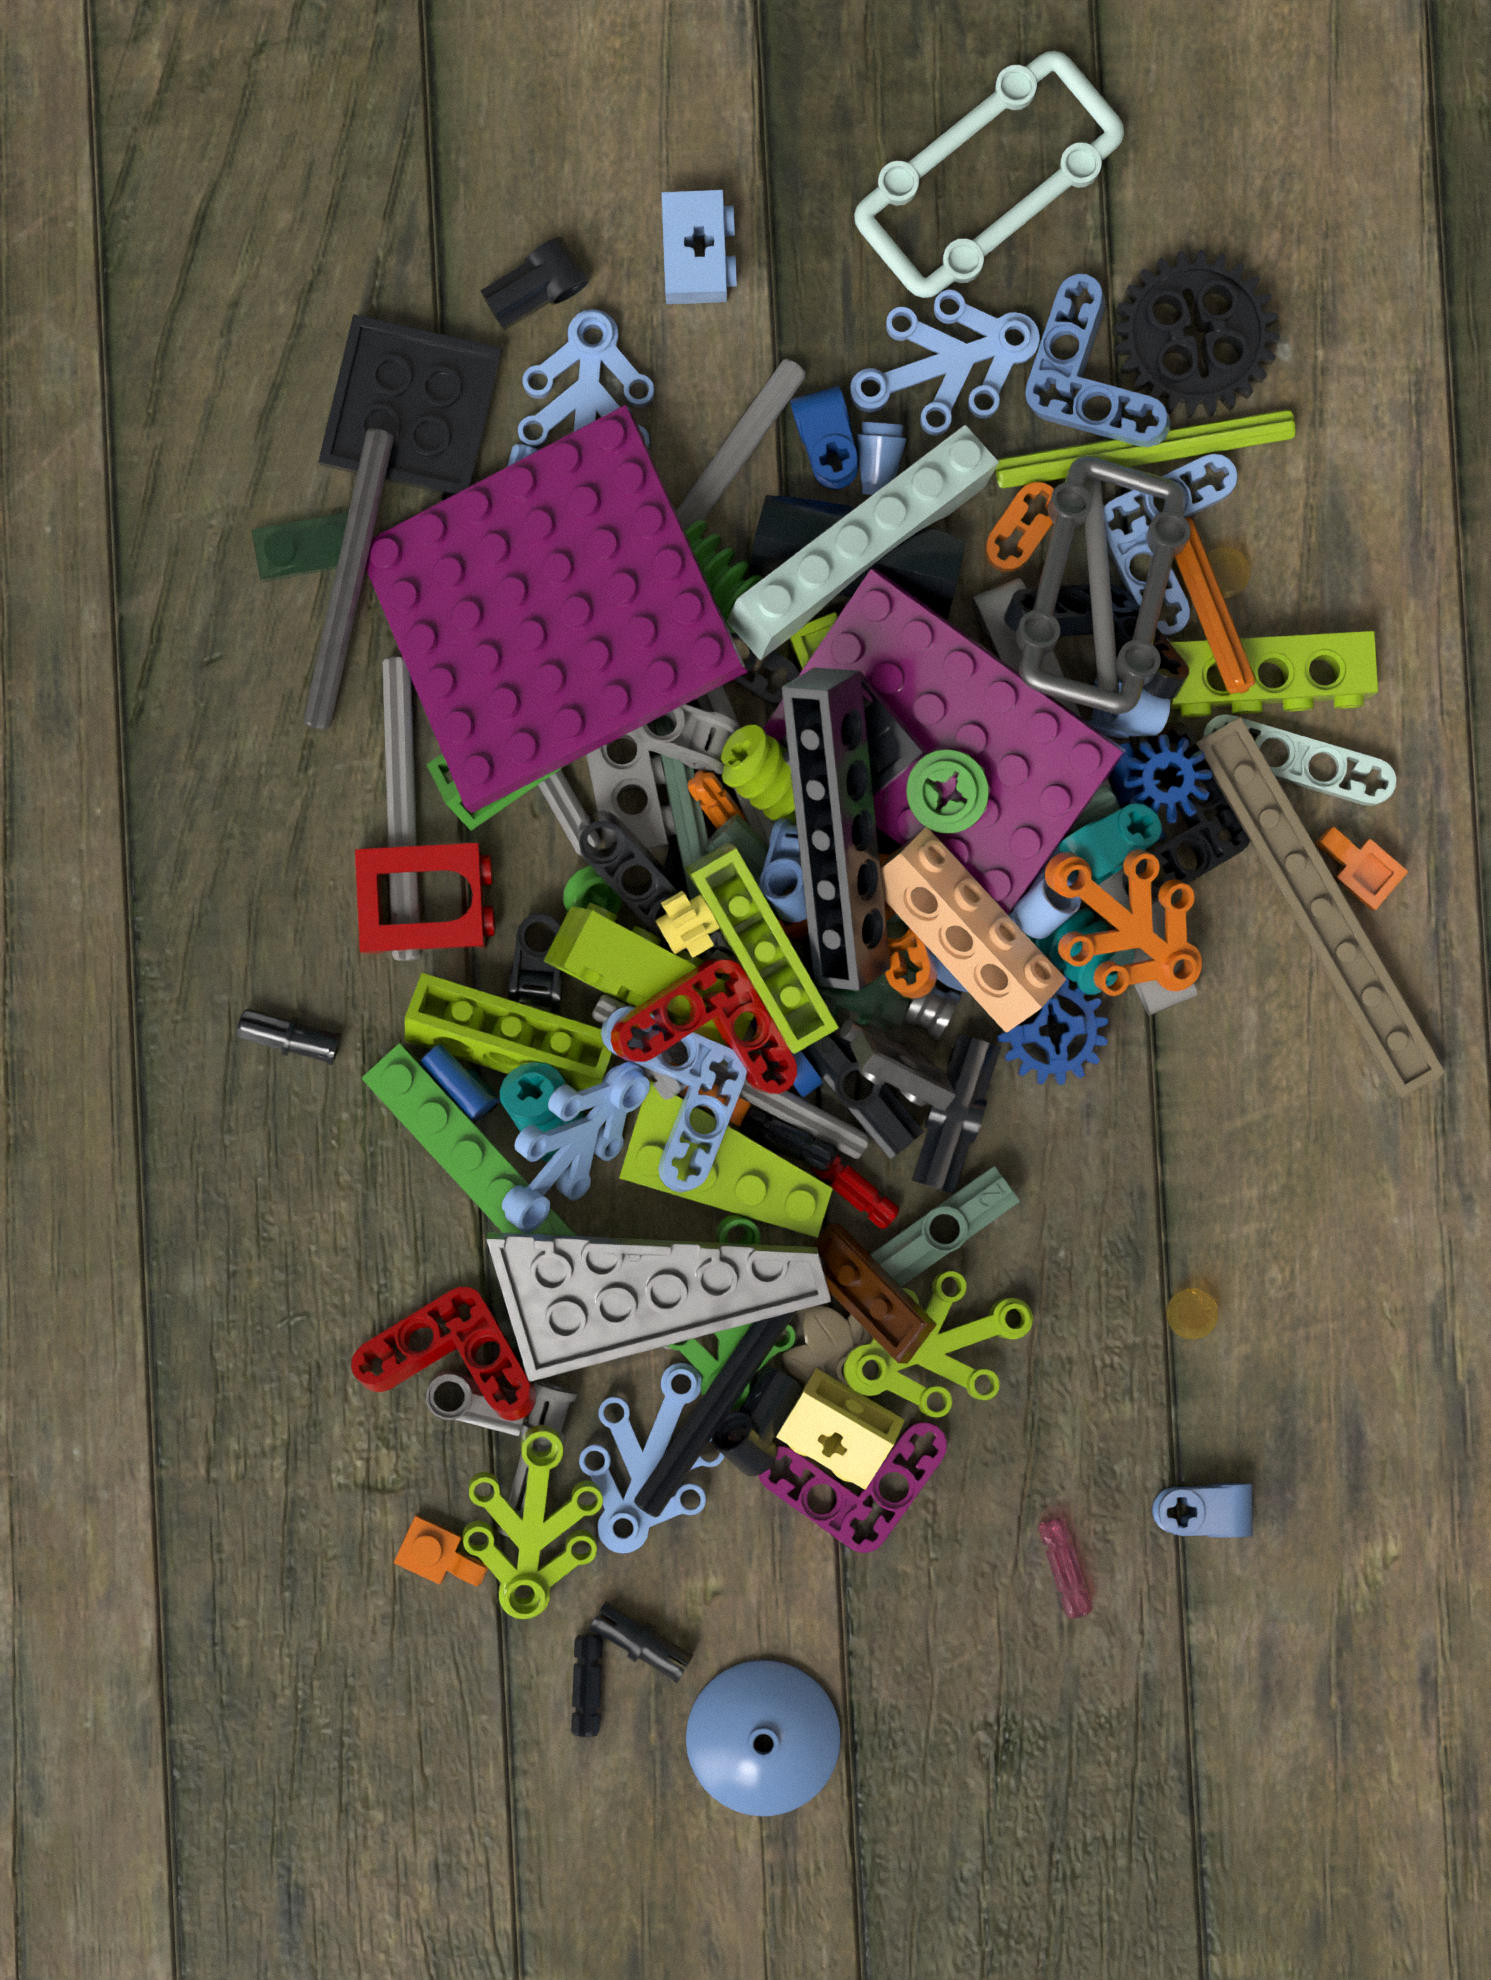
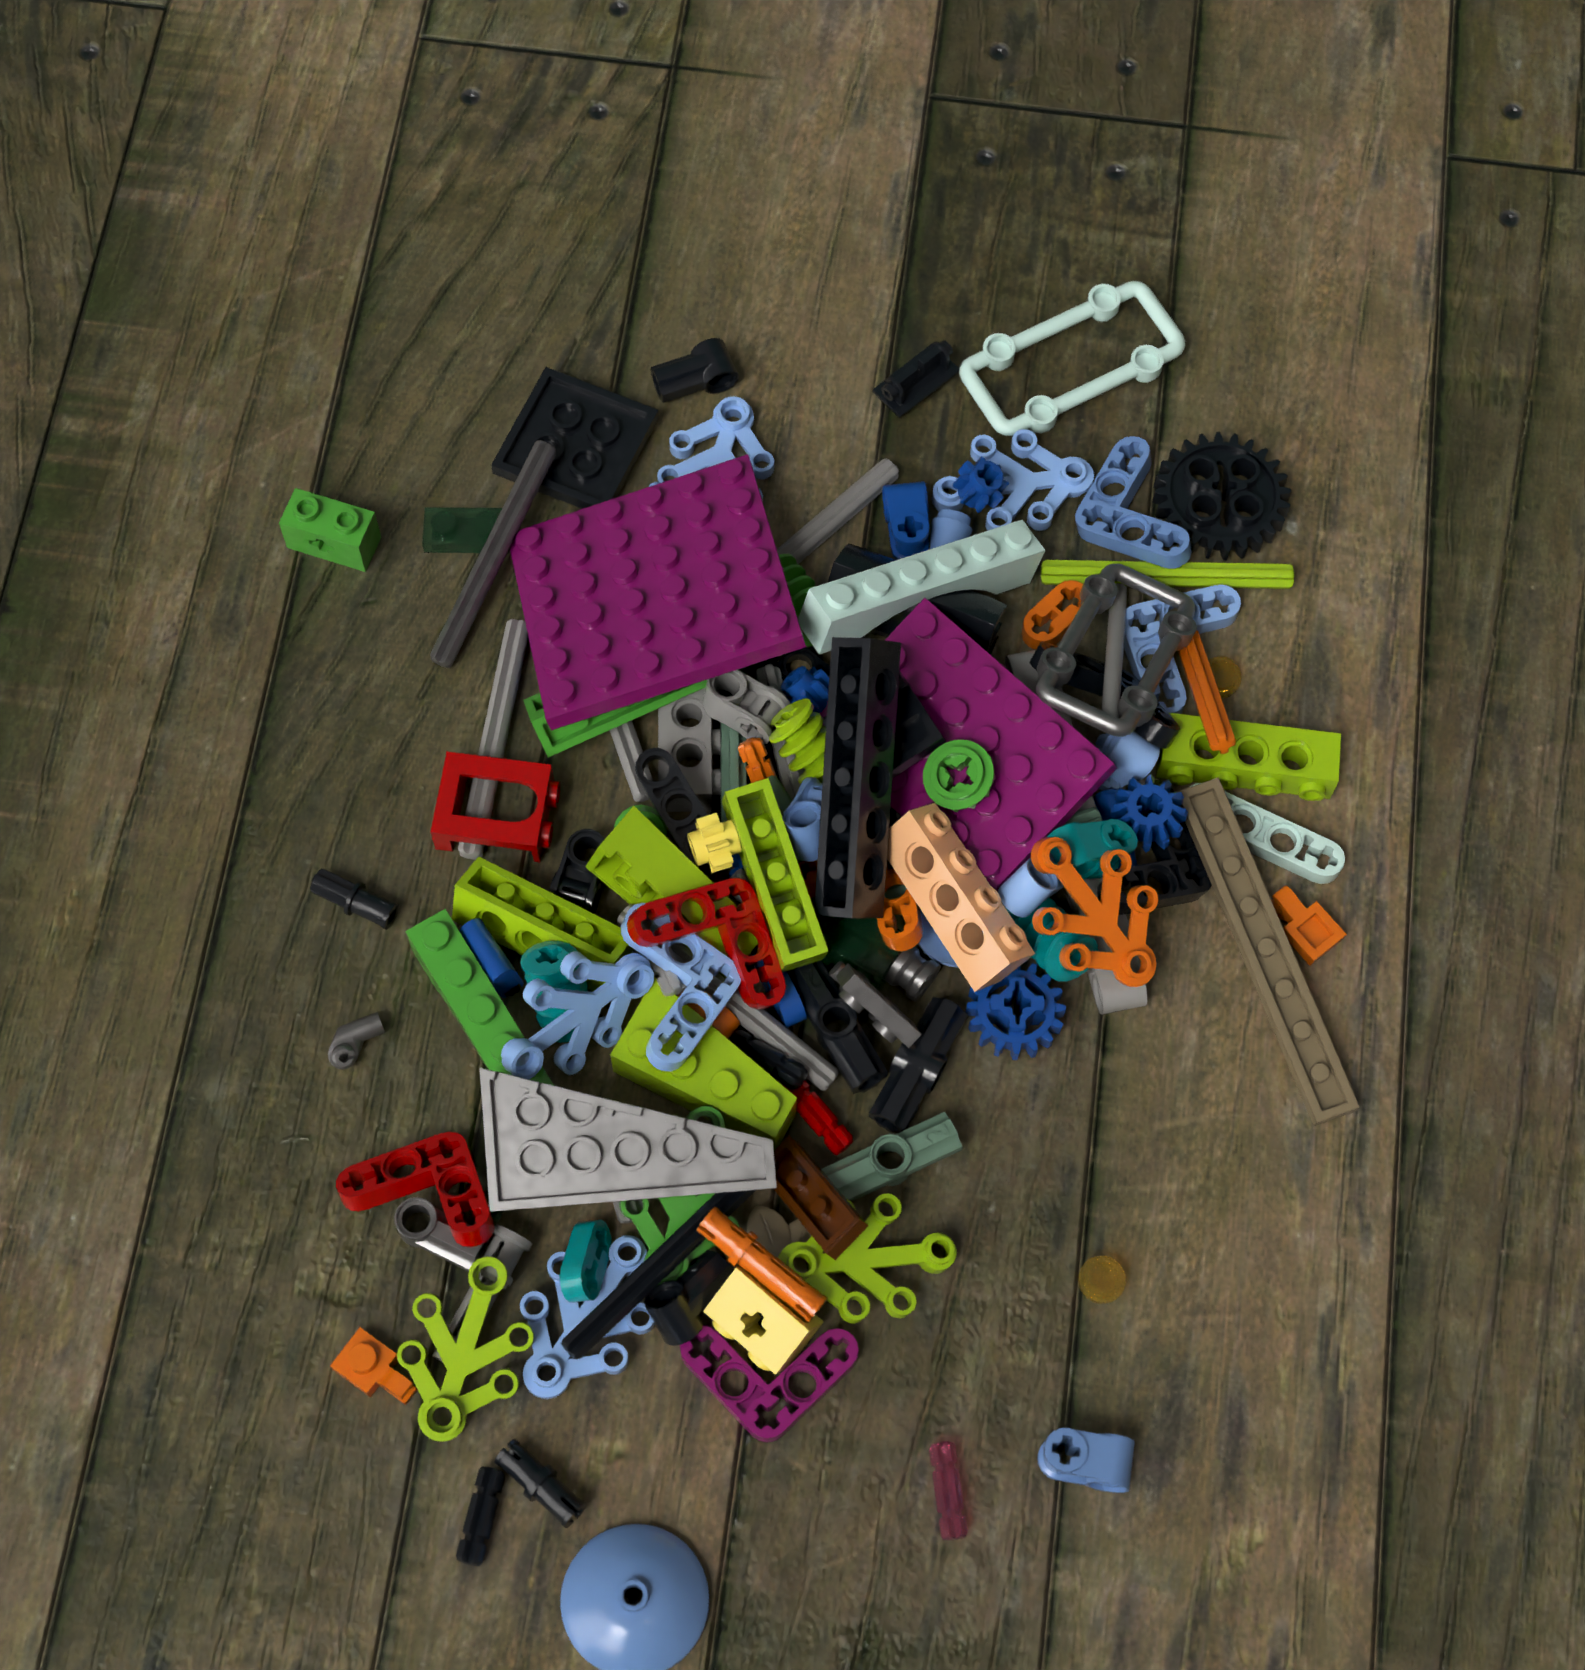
camera: 10 degrees right, 20 degrees down
(148, 584) = (330, 529): none -> bright green brick
(324, 1201) = (350, 1038): none -> flat silver arm
(639, 1404) = (585, 1261): none -> teal beam
(693, 216) = (828, 367): light blue brick -> none
(752, 697) = (807, 684): none -> blue gear
(805, 239) = (917, 378): none -> black hinge
(812, 1373) = (769, 1270): none -> orange pin
(908, 396) = (980, 484): none -> blue gear

